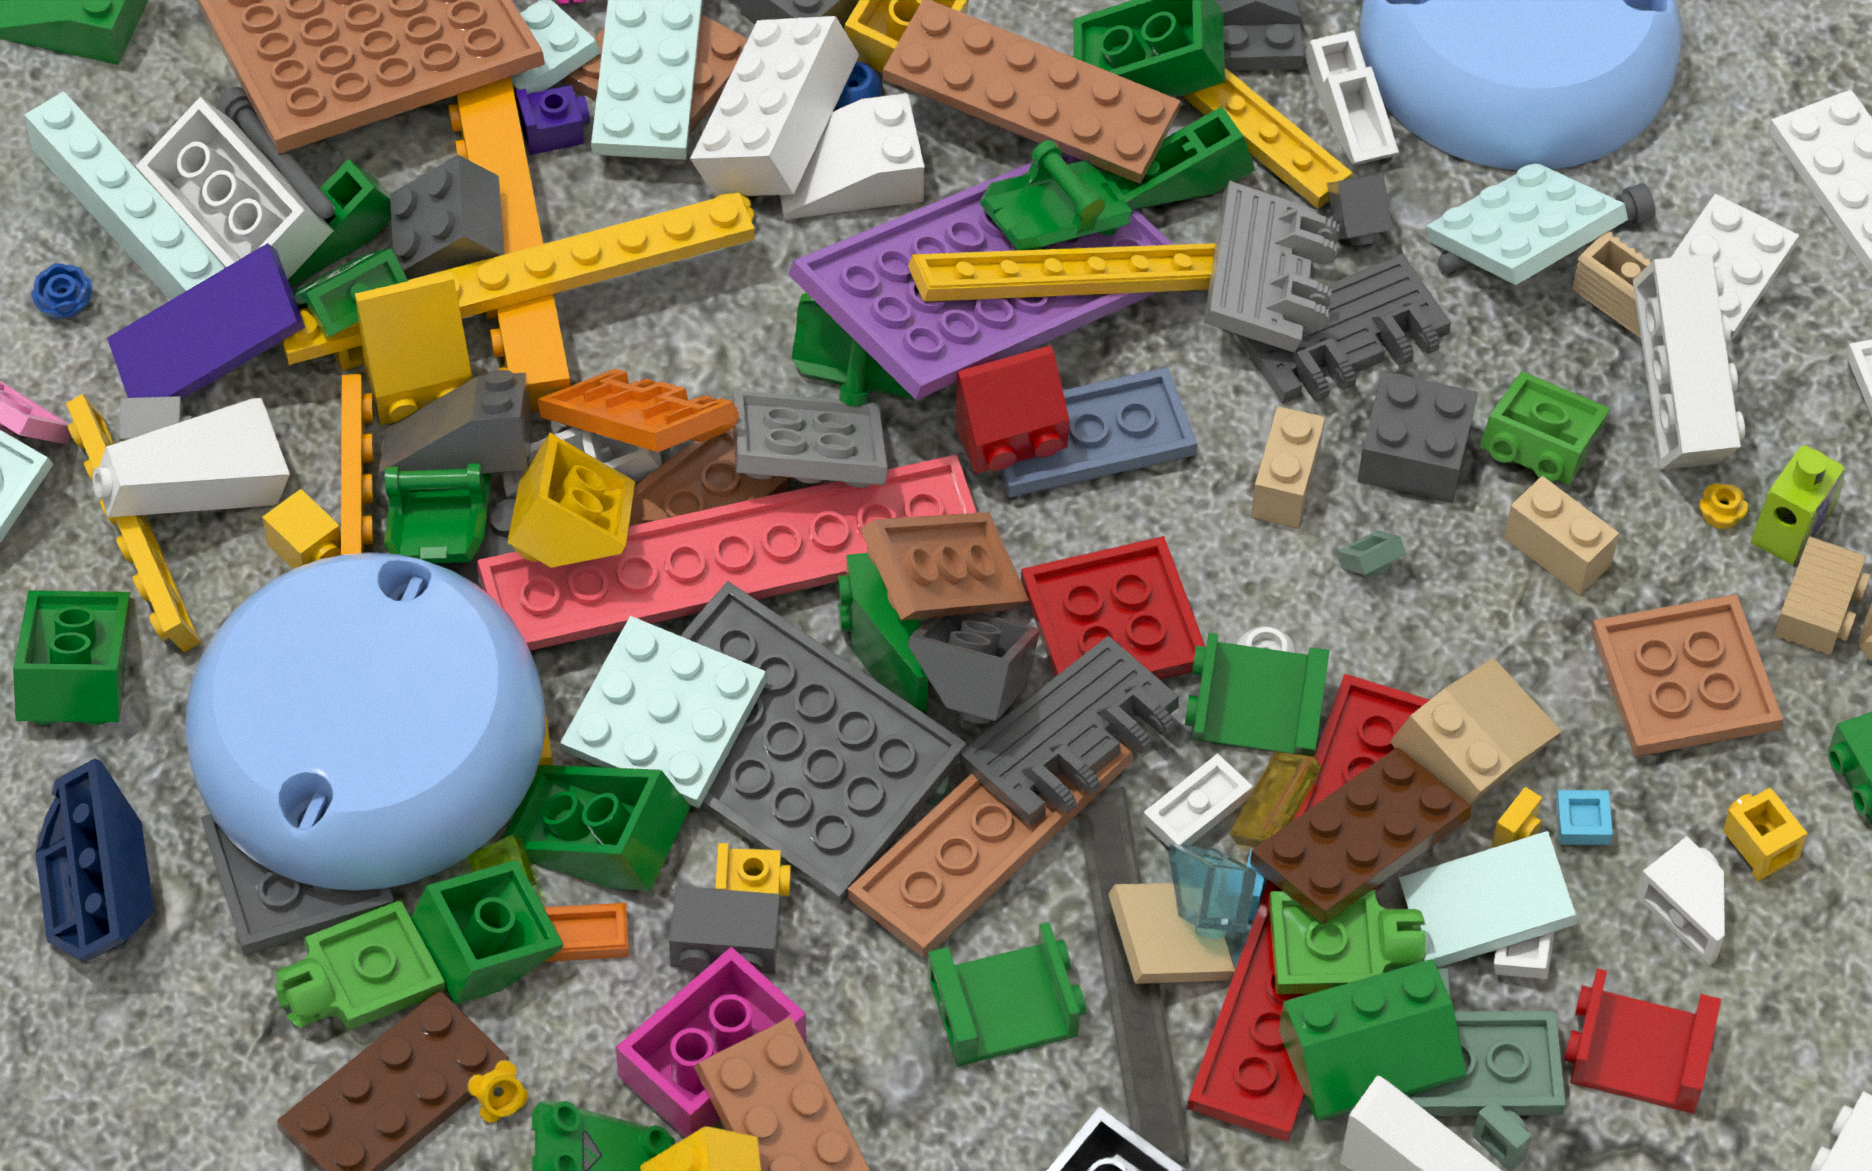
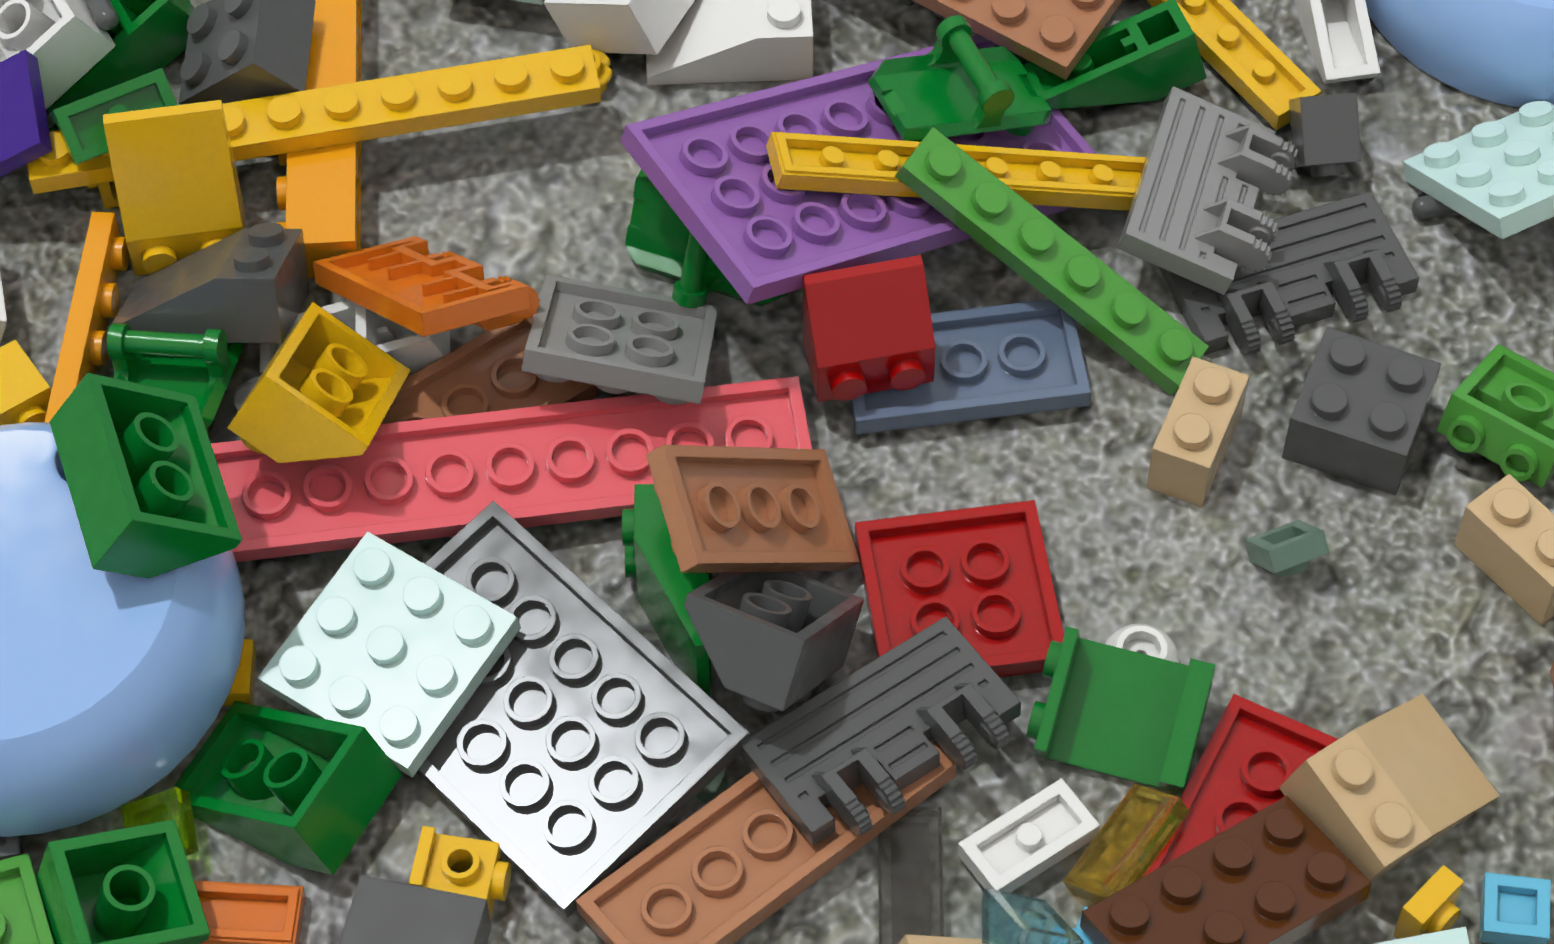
camera: 10 degrees right, 0 degrees up
(458, 588) = (142, 477): none -> green slope
(1151, 338) = (1051, 260): none -> bright green plate

